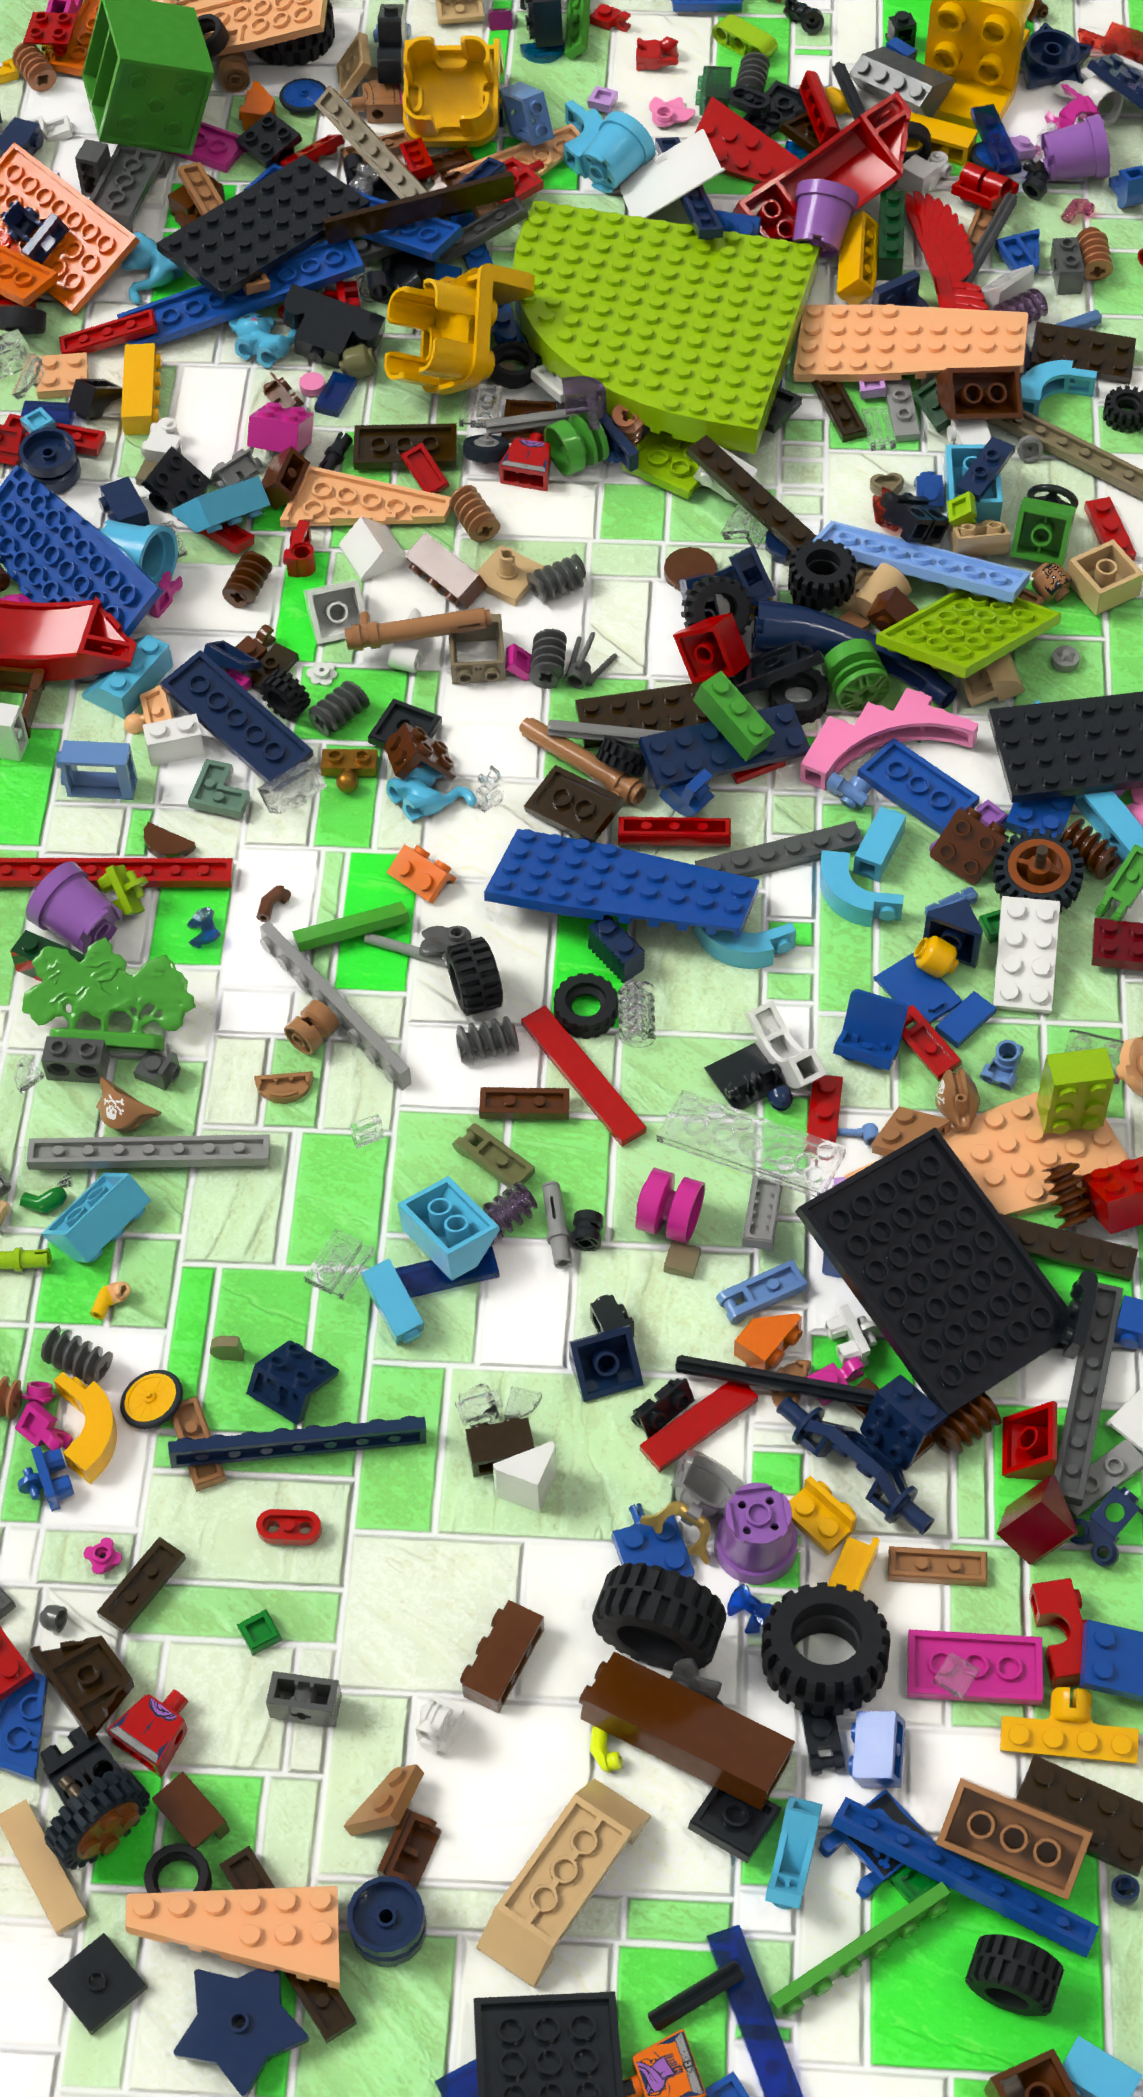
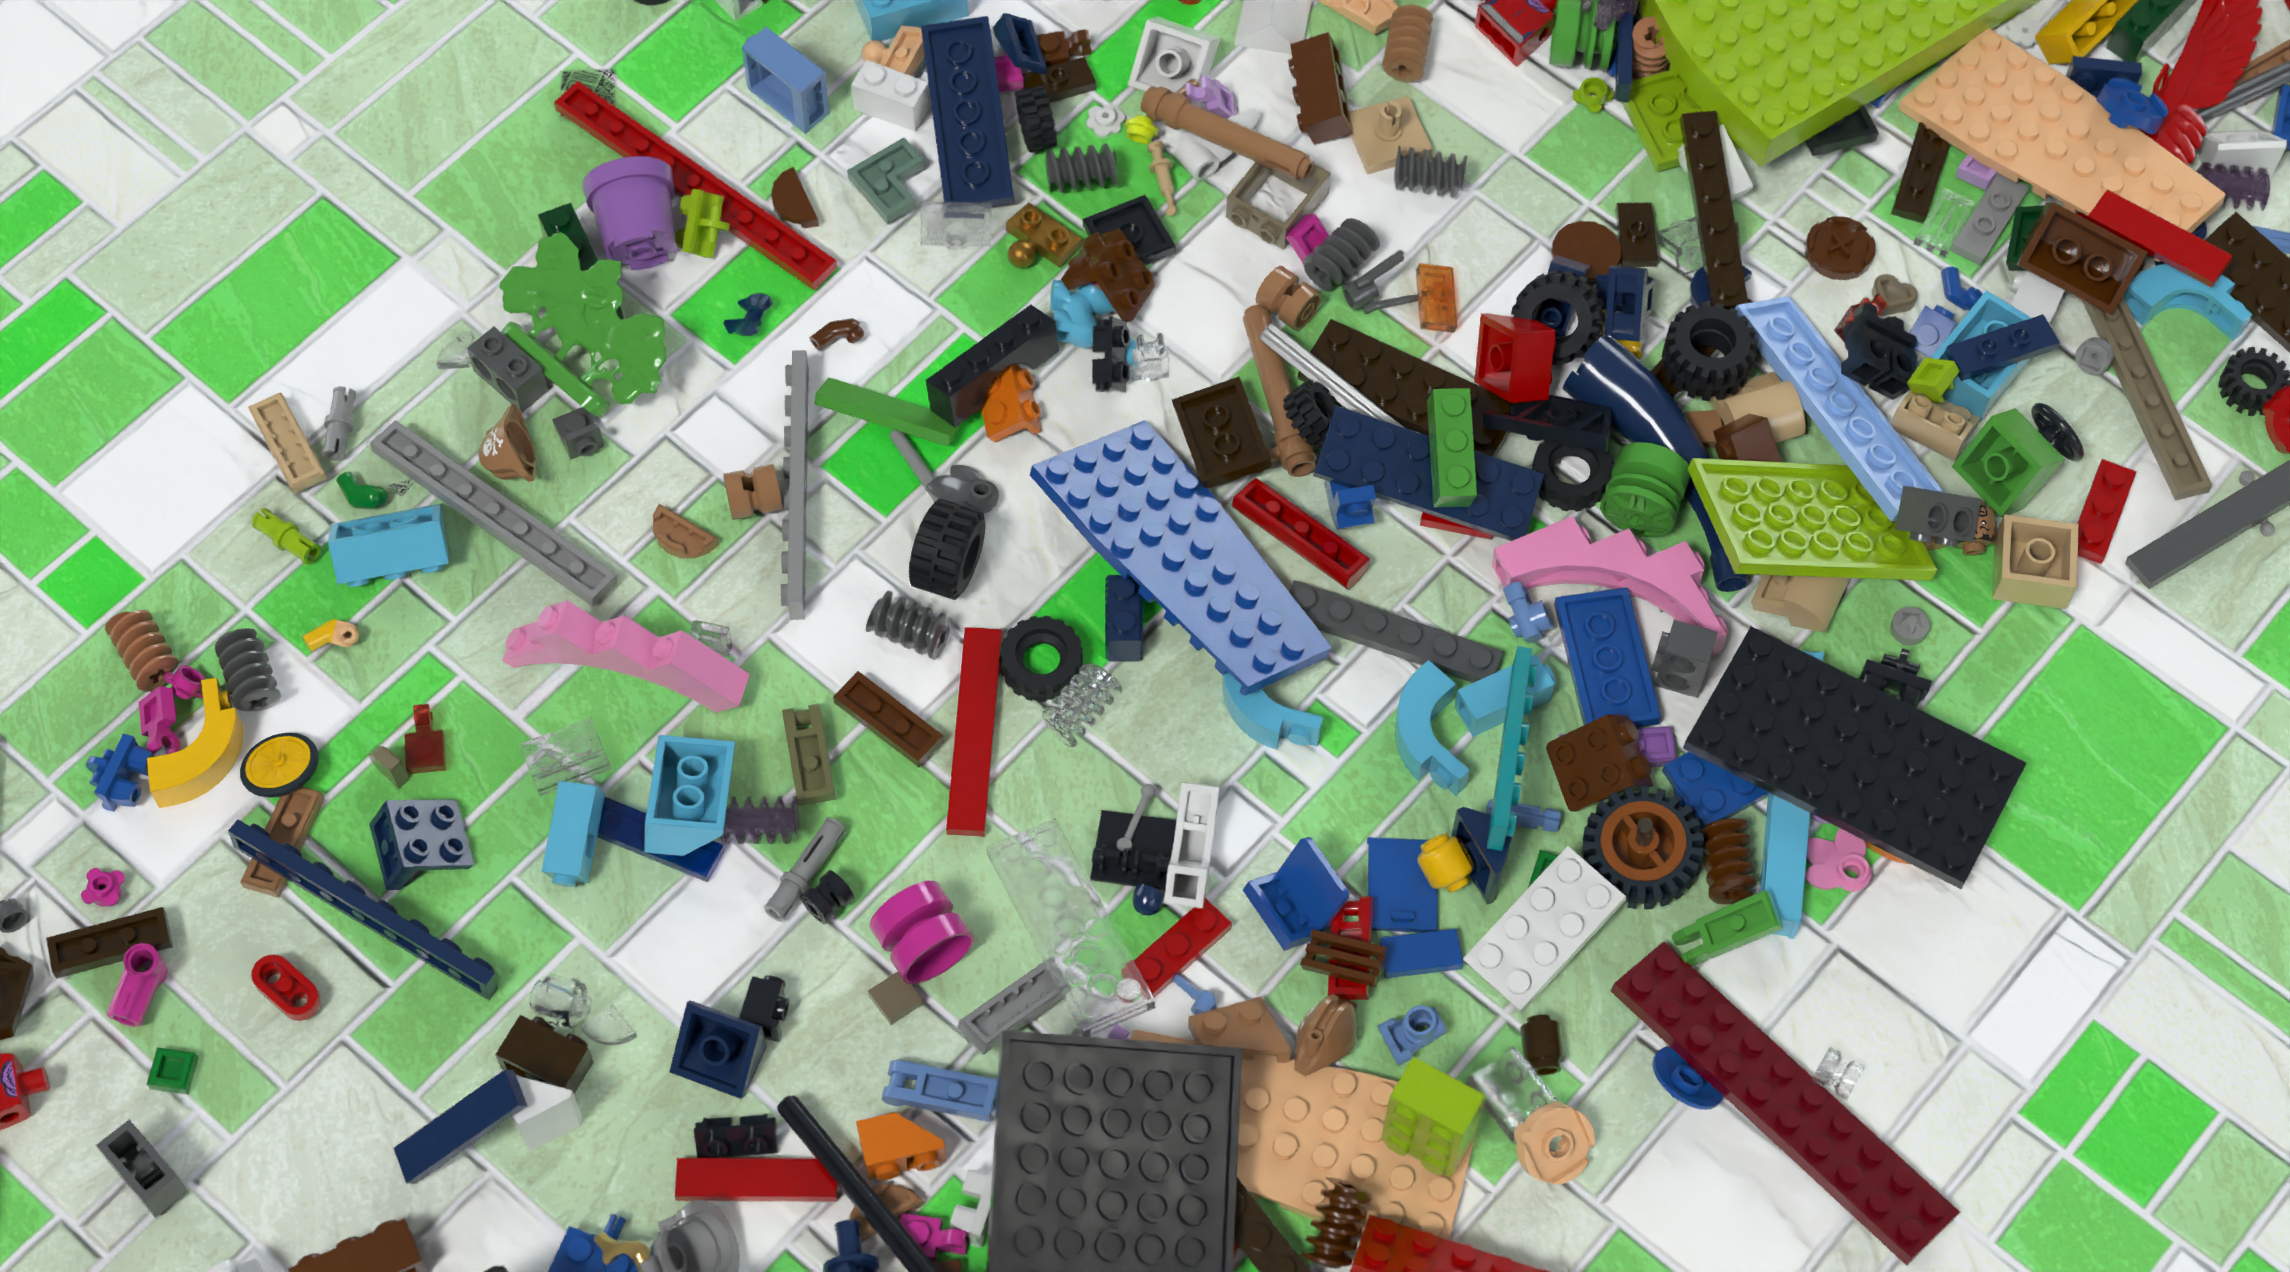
camera: 35 degrees right, 5 degrees up
(188, 1597) = (137, 988): none -> dark pink piece
(237, 1321) = (425, 748): none -> clear red plate
(327, 1164) = (621, 645): none -> bright pink arch
(353, 663) = (1140, 129): none -> neon yellow plate
(382, 614) = (1214, 95): none -> lavender plate
(386, 678) = (1161, 168): none -> tan piece
(389, 874) = (961, 385): none -> black arch
(455, 794) = (1112, 338): none -> black hinge
(495, 1518) = (460, 1126): none -> dark blue tile
(541, 702) = (1284, 295): none -> medium nougat wheel
(610, 477) = (1595, 87): none -> lime plate
(626, 649) = (1436, 297): none -> clear orange plate
(706, 537) = (1636, 234): none -> dark brown plate
(723, 1038) = (1147, 792): none -> light grey hinge
(824, 295) = (2023, 30): none -> white plant
(832, 478) = (1839, 248): none -> reddish brown tile
(921, 462) = (1955, 292): none -> blue arm
(925, 860) = (1510, 760): none -> teal plate
(926, 1038) = (1314, 949): none -> reddish brown tile
(931, 297) = (2131, 107): none -> blue plate
(966, 752) = (1683, 658): none -> dark grey brick
(1023, 355) = (2160, 238): none -> red tile
(1036, 582) = (1937, 514): none -> dark grey brick
(1081, 1017) = (1542, 1044): none -> dark brown brick
(1088, 686) = (1898, 676): none -> black hips

